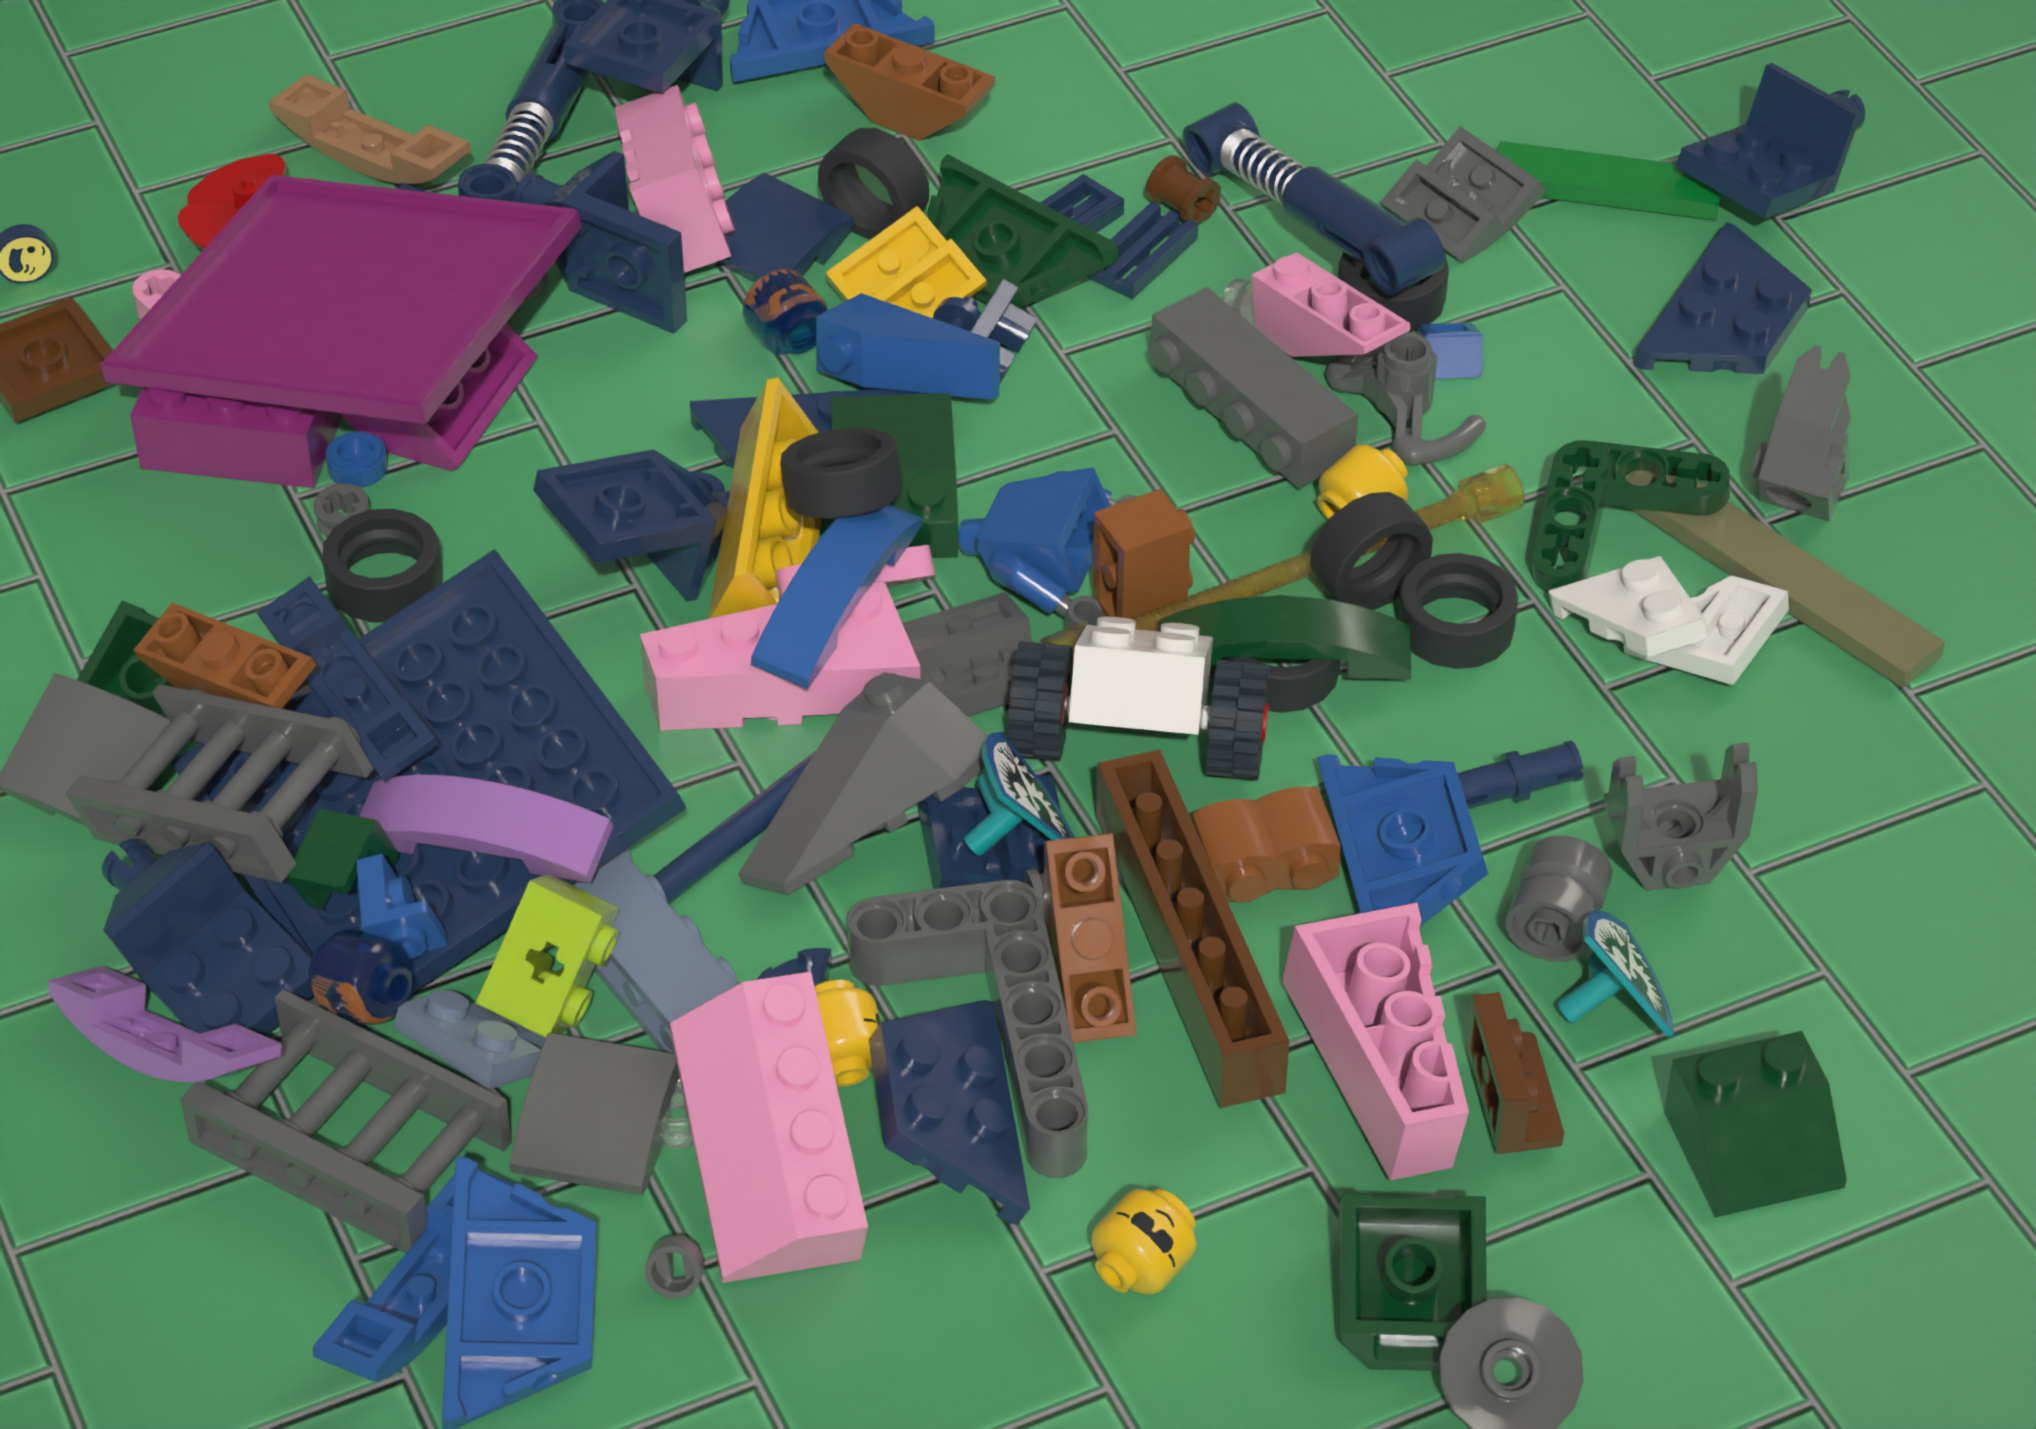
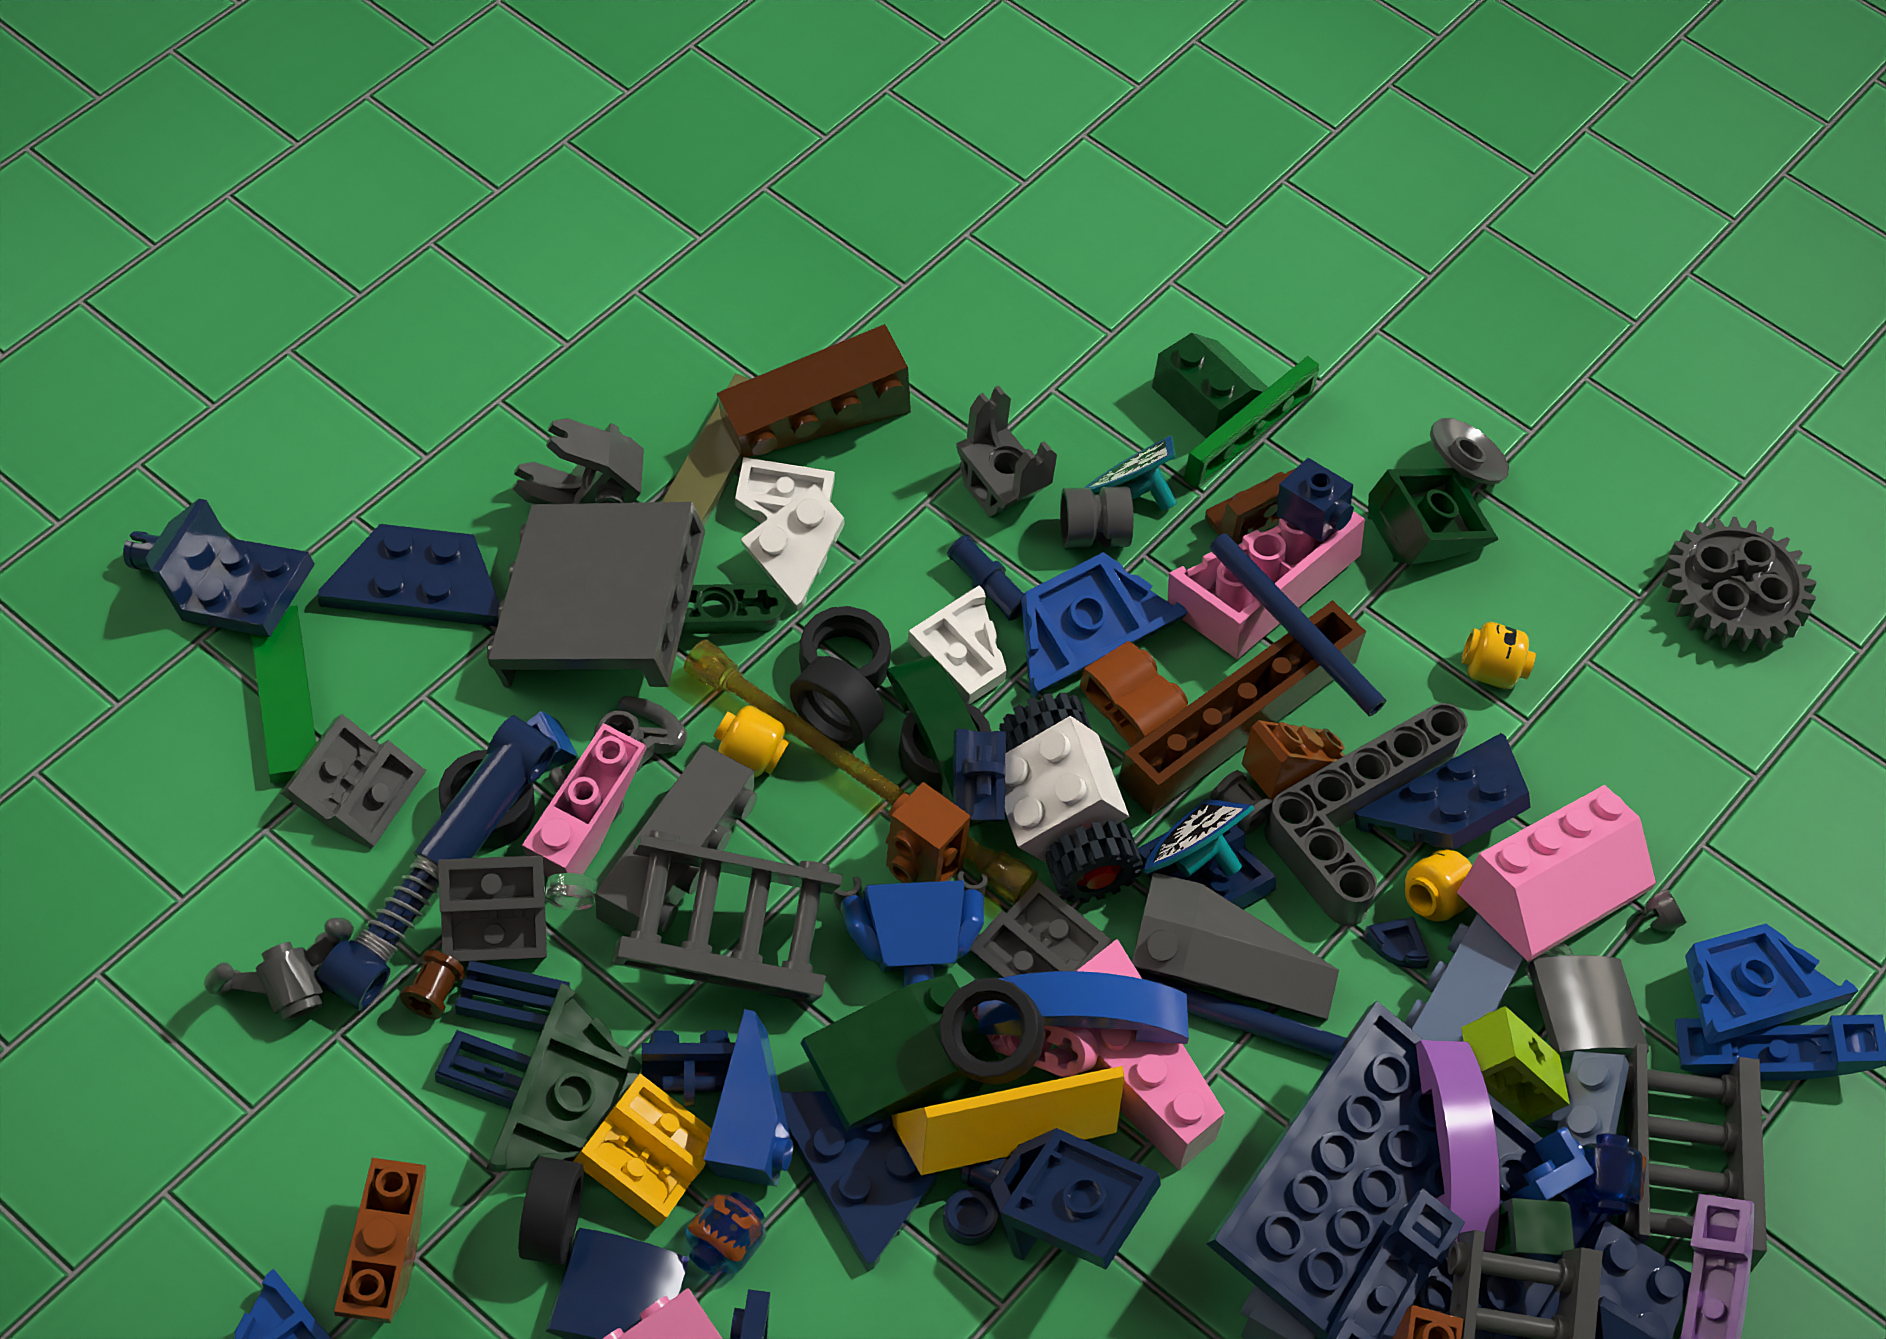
camera: 120 degrees left, 10 degrees up
(1084, 348) = (694, 957): none -> dark grey fence
(1189, 596) = (979, 774): none -> dark blue hips
(1233, 227) = (493, 908): none -> dark grey slope
(1248, 84) = (285, 974): none -> dark grey piece
(1258, 968) = (1297, 625): none -> dark blue piece
(1419, 718) = (963, 645): none -> white wing
(1445, 1054) = (1315, 500): none -> dark blue brick
(1611, 400) = (599, 589): none -> dark grey panel
(1668, 1140) = (1251, 422): none -> green tile
(1855, 680) = (818, 395): none -> reddish brown wedge

